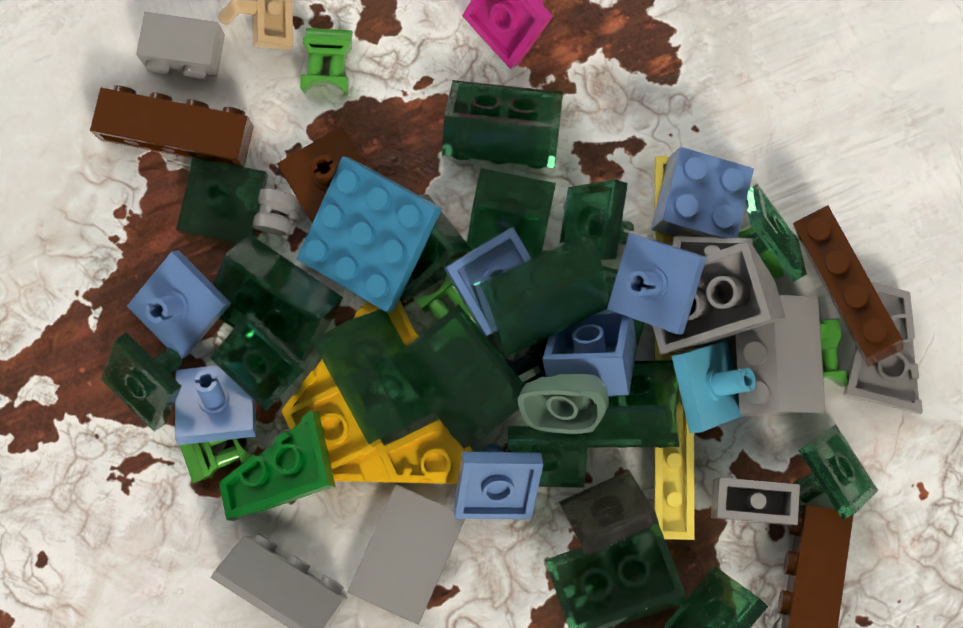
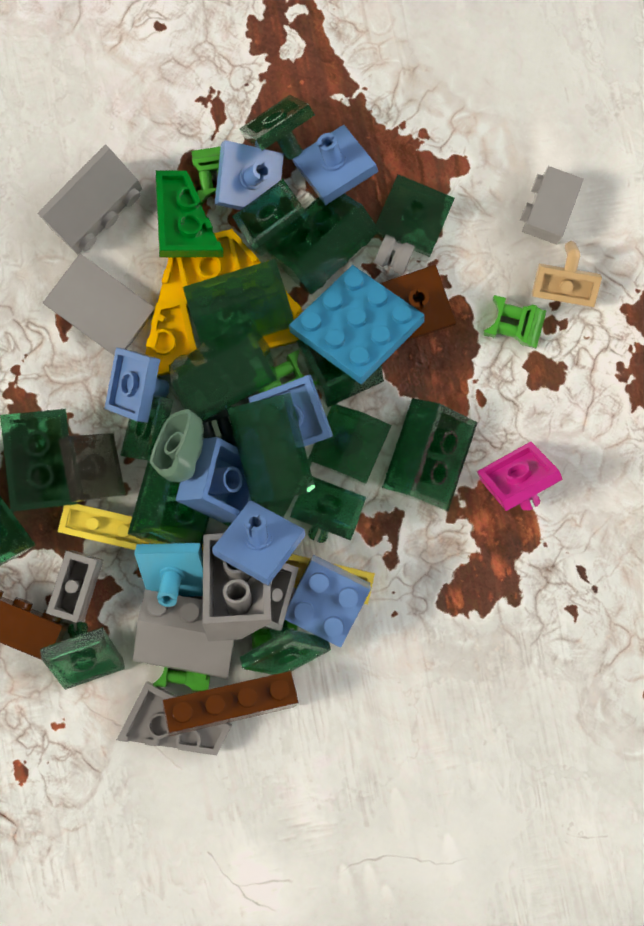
camera: 95 degrees right, 5 degrees up
(172, 126) = (483, 185): reddish brown brick -> none

